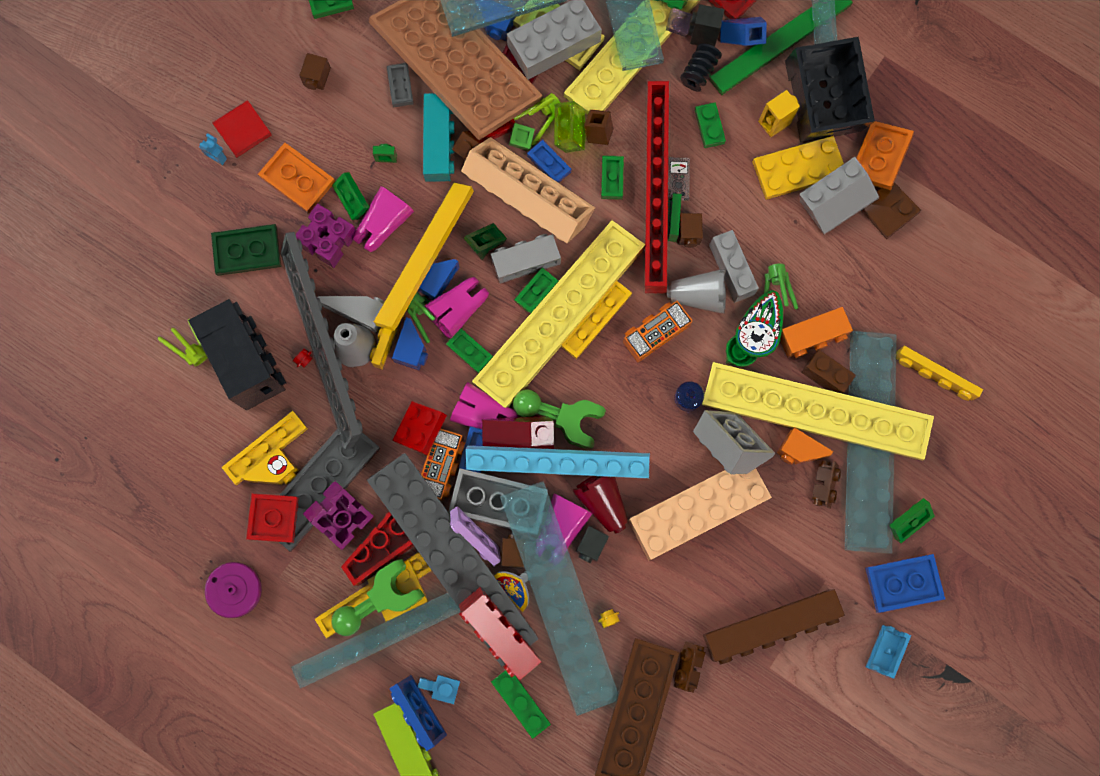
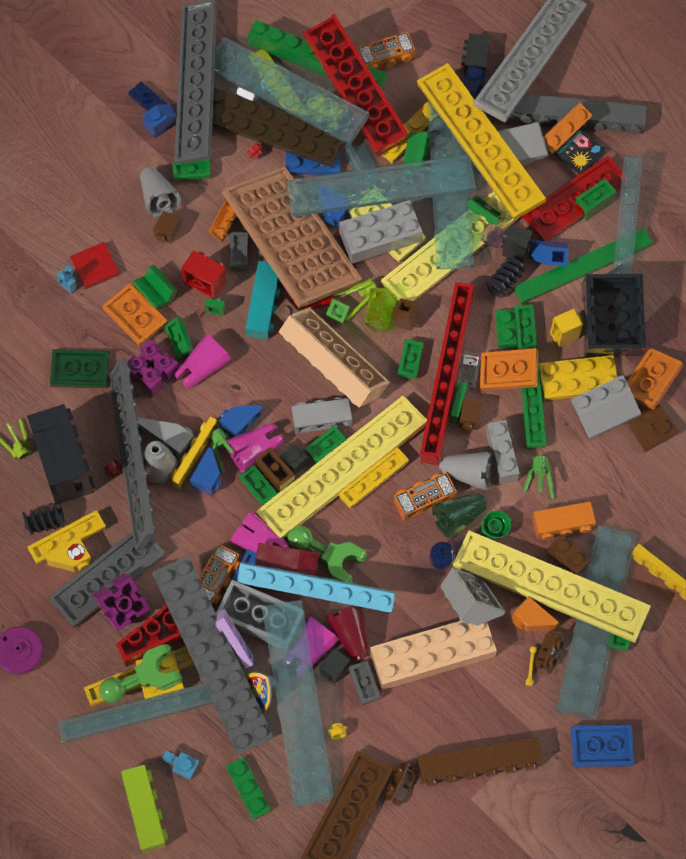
camera: 10 degrees right, 10 degrees down
(235, 433) = (44, 519): none -> black piece
(272, 518) = (64, 595): red plate -> none
(298, 34) = (158, 193): none -> light grey cone
(314, 143) = (155, 287): none -> green panel
(365, 118) = (204, 274): none -> red brick
(376, 55) = (222, 222): none -> orange hinge
(418, 713) = (158, 776): blue plate -> none
(419, 428) = (203, 542): red plate -> none
(423, 257) = (233, 398): yellow tile -> none
(485, 240) = (289, 393): dark green slope -> none
(485, 330) = (274, 469): none -> reddish brown brick
(499, 634) = (240, 721): wedge -> none
(503, 314) = (294, 459): none -> pearl dark grey brick
(510, 553) = (262, 661): reddish brown brick -> none
(549, 161) = (357, 337): blue plate -> none
(629, 557) = (364, 683): none -> dark grey plate
(697, 346) = (458, 513): none -> clear green cone
(724, 171) = (509, 369): none -> orange plate
(747, 176) = (531, 396): none -> green plate
(761, 326) = (516, 507): shield -> none
(810, 522) = (529, 681): none -> yellow hinge
(888, 651) = (575, 800): dark azure hinge -> none
(901, 462) = (618, 643): none -> green plate
(912, 520) = (618, 694): green plate -> none

